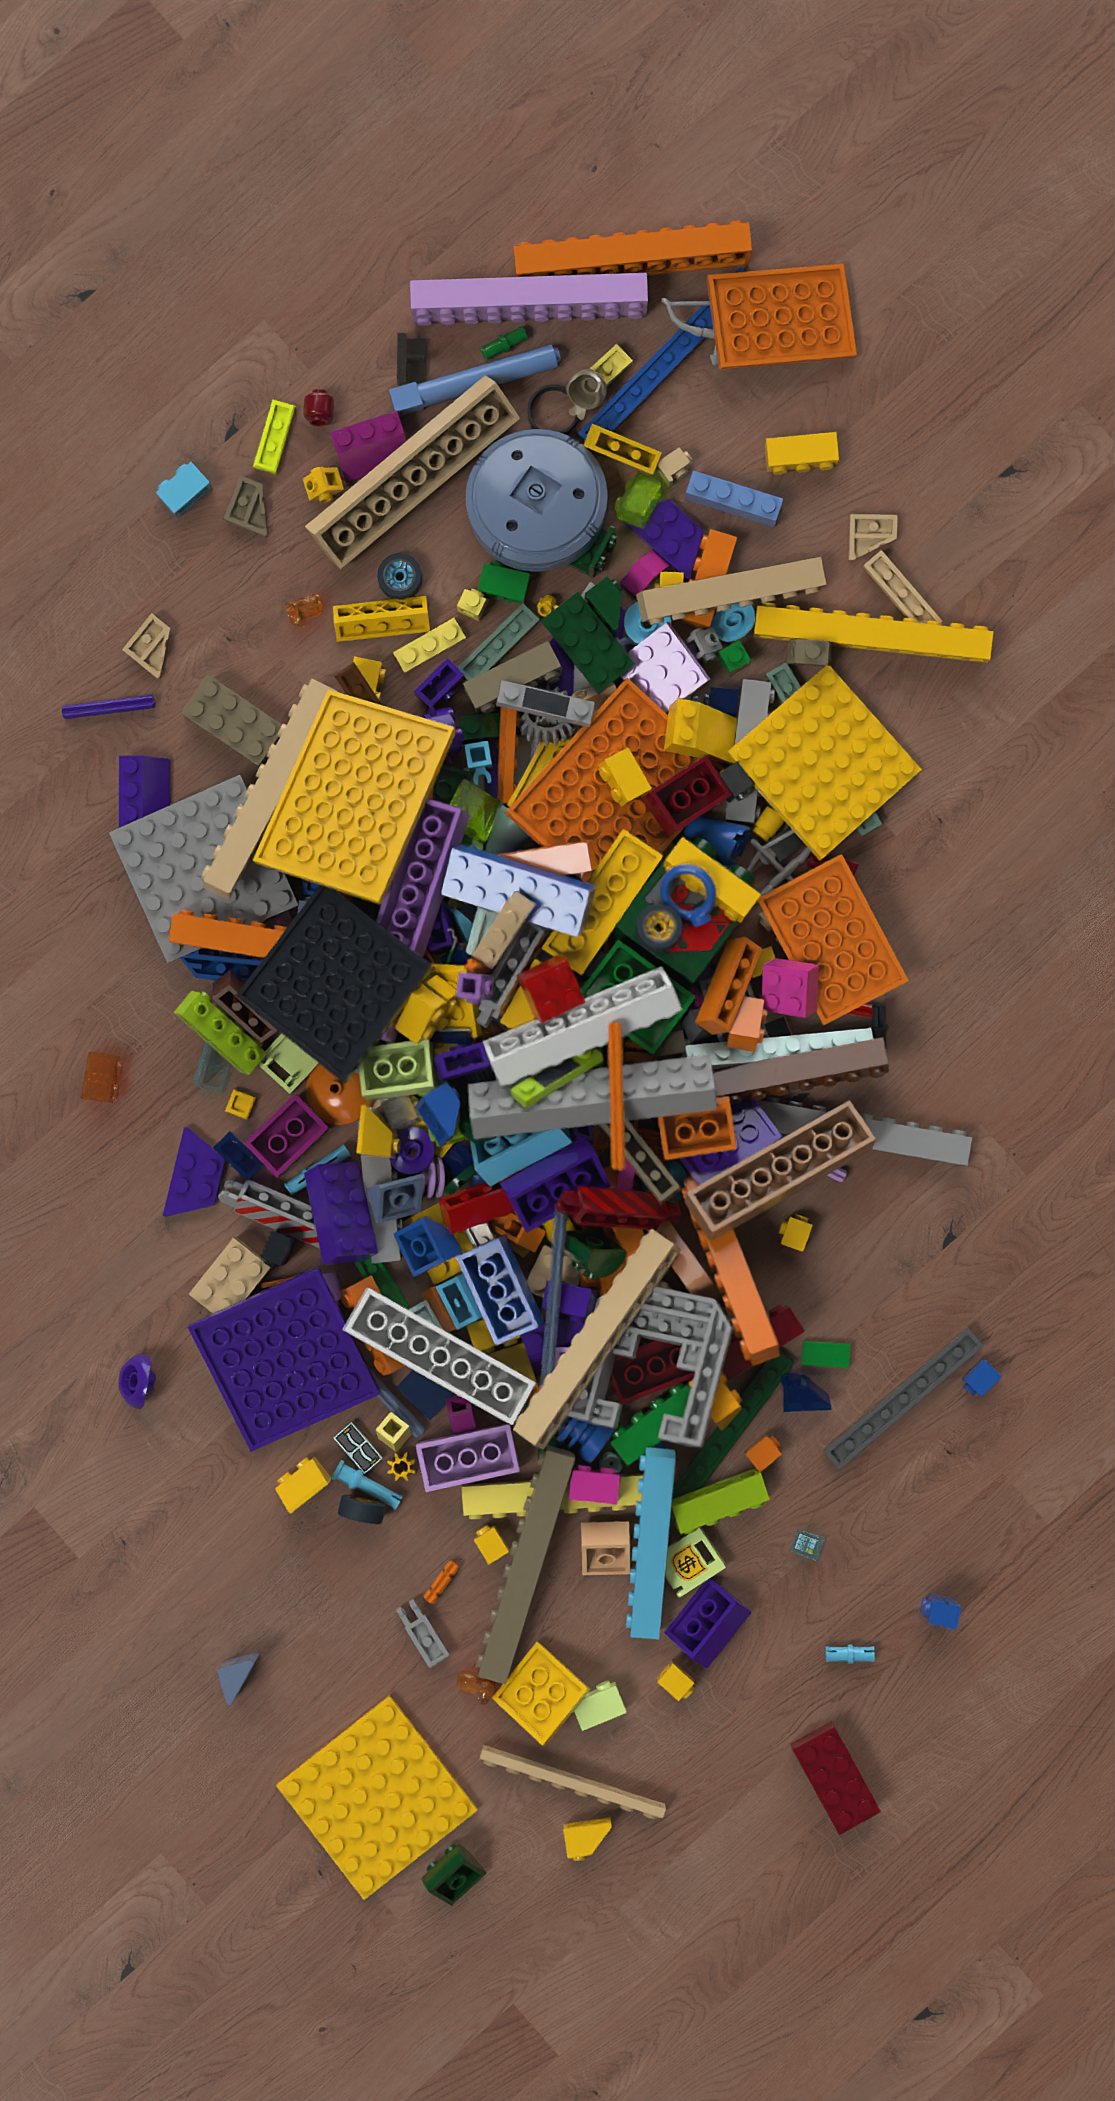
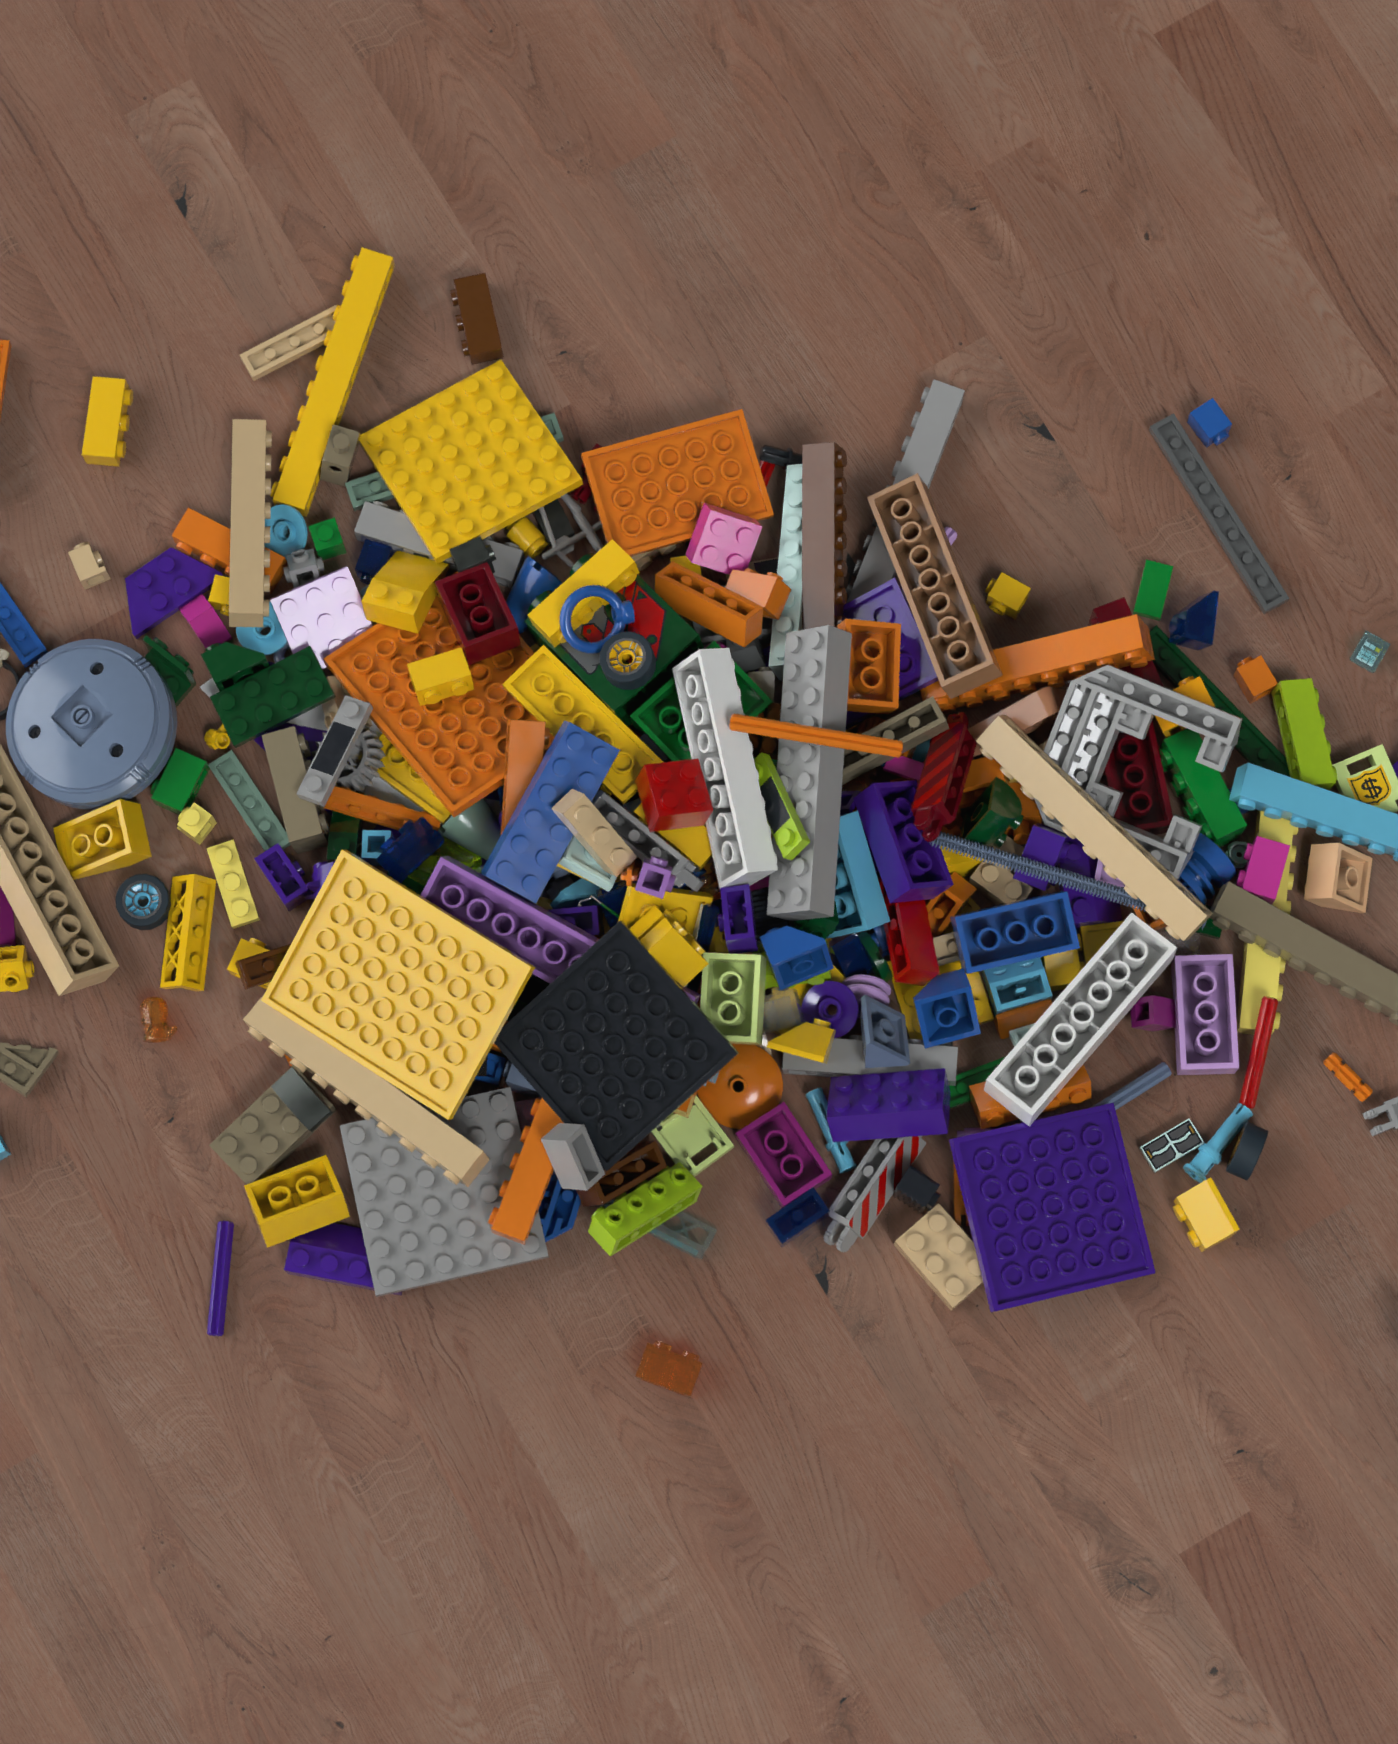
camera: 80 degrees left, 10 degrees down
(136, 1380) = (1046, 1394): dark purple hat -> none
(149, 645) = (157, 1214): tan wing -> none
(175, 753) = (296, 1201): none -> yellow brick
(195, 1176) = (810, 1280): dark purple wing -> none
(240, 966) = (573, 1156): none -> light grey brick
(240, 1104) = (734, 1209): yellow tile -> none
(253, 739) = (301, 1099): none -> pearl dark grey slope
(393, 1432) = (1160, 1096): light yellow brick -> none
(398, 1459) = (1211, 1094): yellow gear -> none
(424, 1393) = (1119, 1053): dark blue tile -> none
(444, 532) = (103, 839): none -> yellow slope
(444, 1505) = (1258, 1051): none -> red axle
(477, 783) = (410, 849): none -> clear blue brick
(491, 1543) = (1311, 1009): yellow brick -> none
(622, 449) = (55, 615): yellow brick -> none
(639, 499) = (118, 608): clear neon green brick -> none
(733, 498) = (142, 505): medium blue brick -> none
(870, 532) = (216, 364): tan wing -> none
(953, 742) = (477, 319): none -> reddish brown brick

